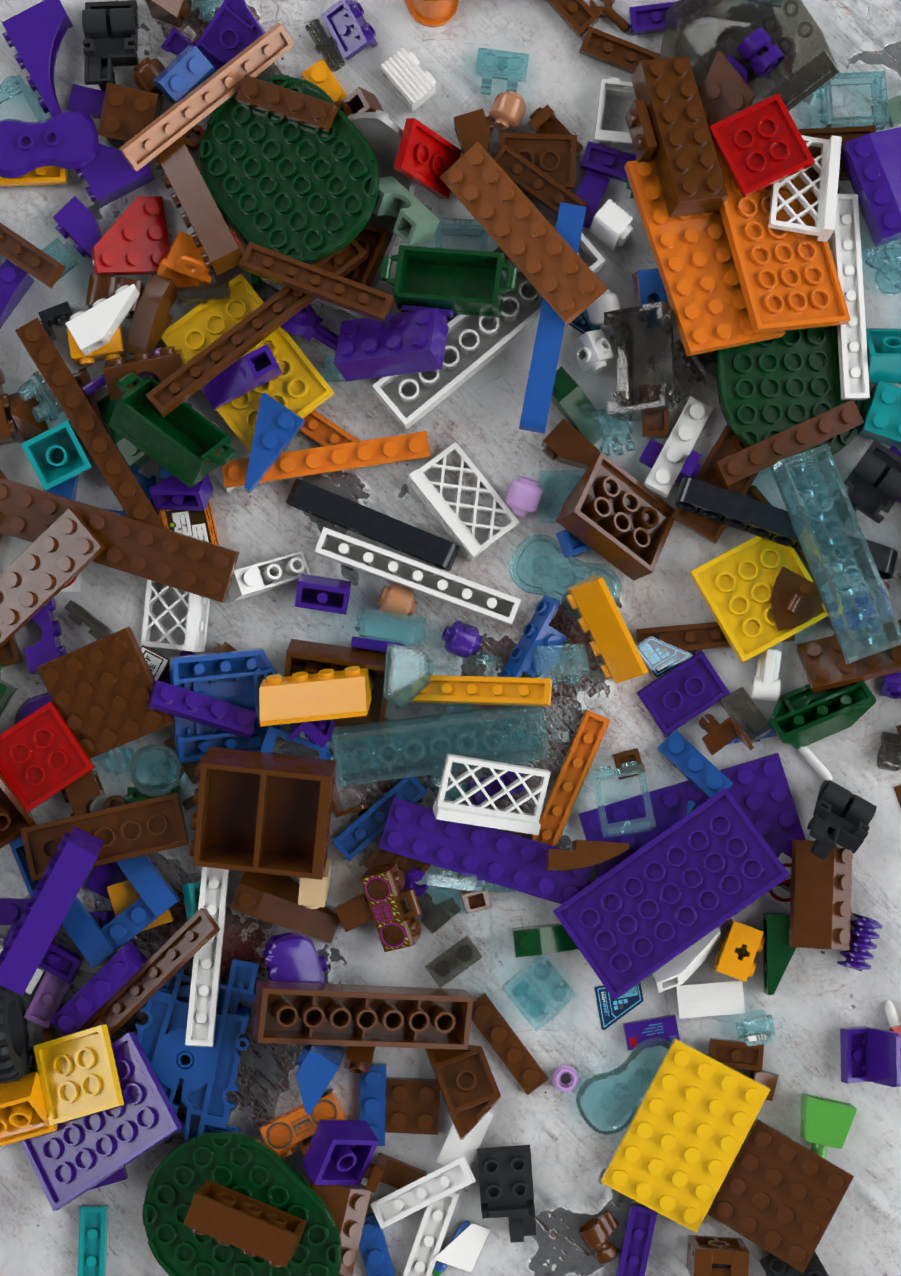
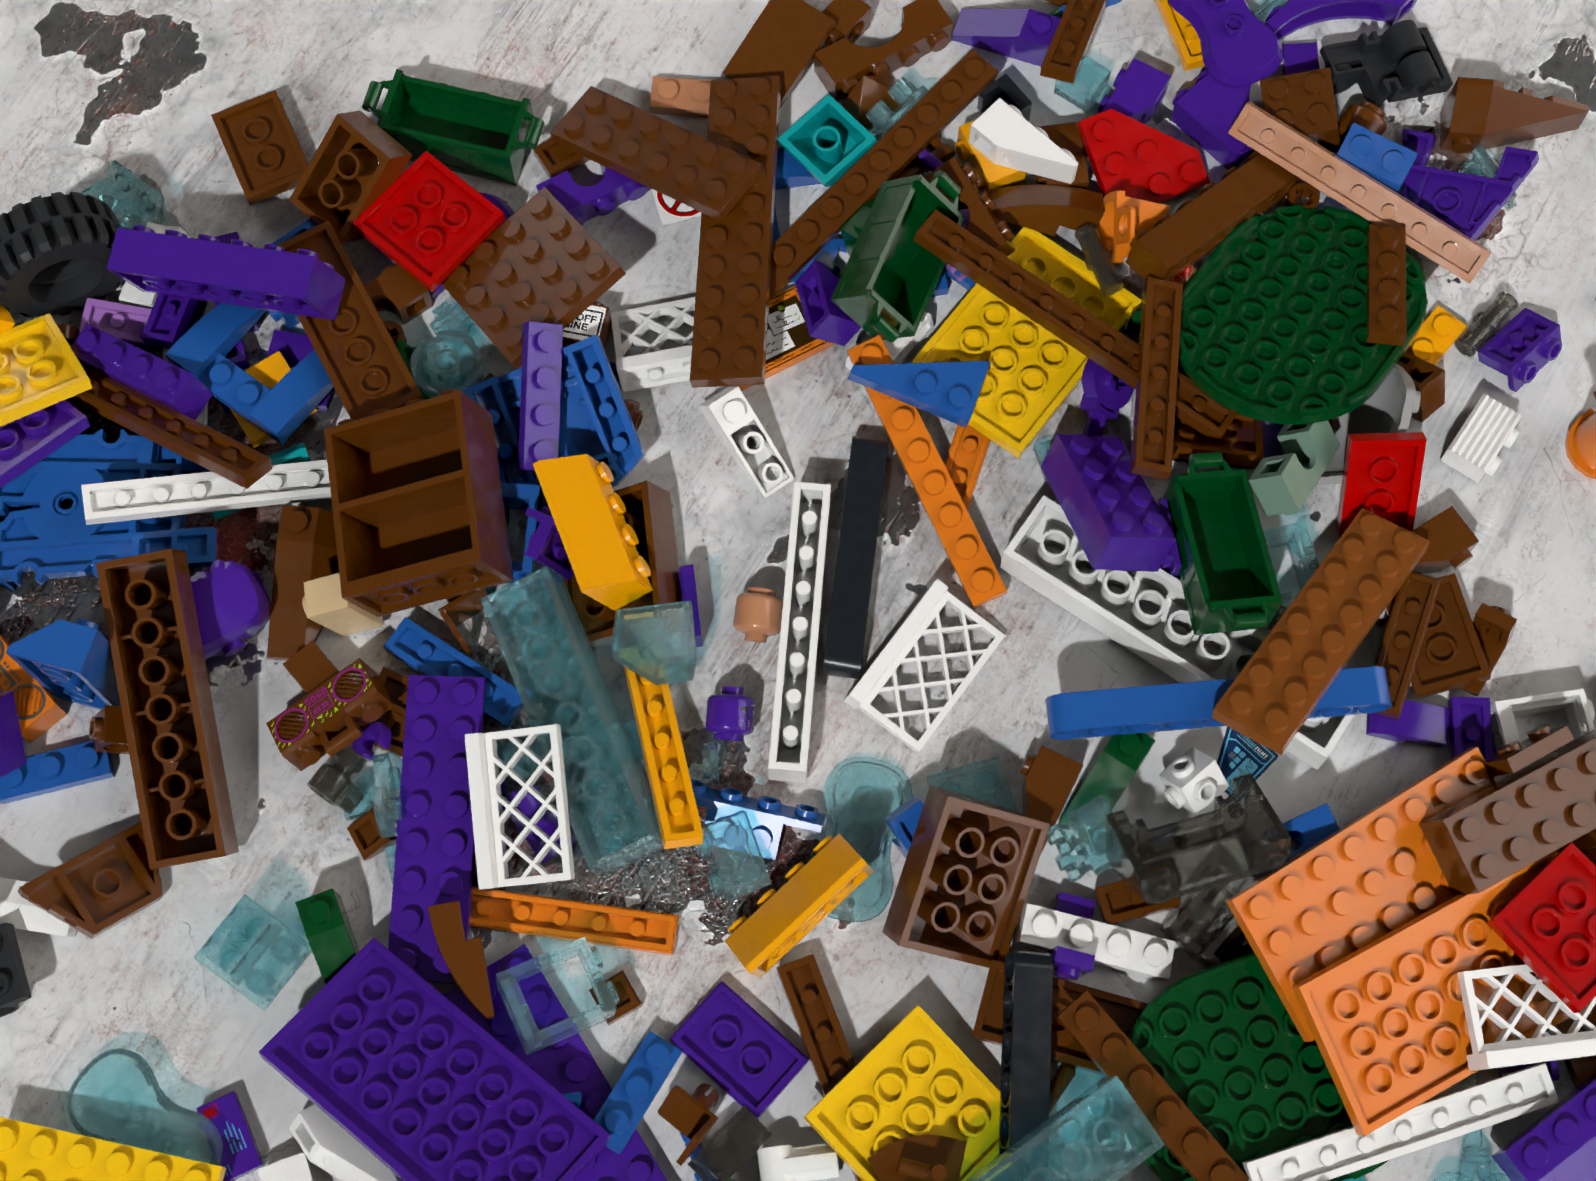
camera: 75 degrees right, 15 degrees down
(81, 615) = (629, 232): clear smoke plate -> none
(242, 377) = (1004, 332): dark purple slope -> none
(323, 594) = (741, 513): dark purple brick -> none
(391, 627) = (719, 613): clear light blue window -> none
(412, 1106) = (59, 824): reddish brown plate -> none
(453, 961) = (275, 825): clear smoke plate -> none
(501, 65) = (1550, 556): clear light blue plate -> none
(507, 111) = (1489, 578): nougat head -> none
(507, 1044) = (172, 932): reddish brown plate -> none
(524, 496) = (957, 744): lavender head -> none
(571, 1084) = (127, 1026): lavender plate -> none
(606, 302) = (1267, 774): white head -> none
(612, 225) = (1381, 758): white brick -> none
(613, 1010) = (263, 1081): dark blue sticker -> none
(660, 655) = (783, 998): sticker -> none

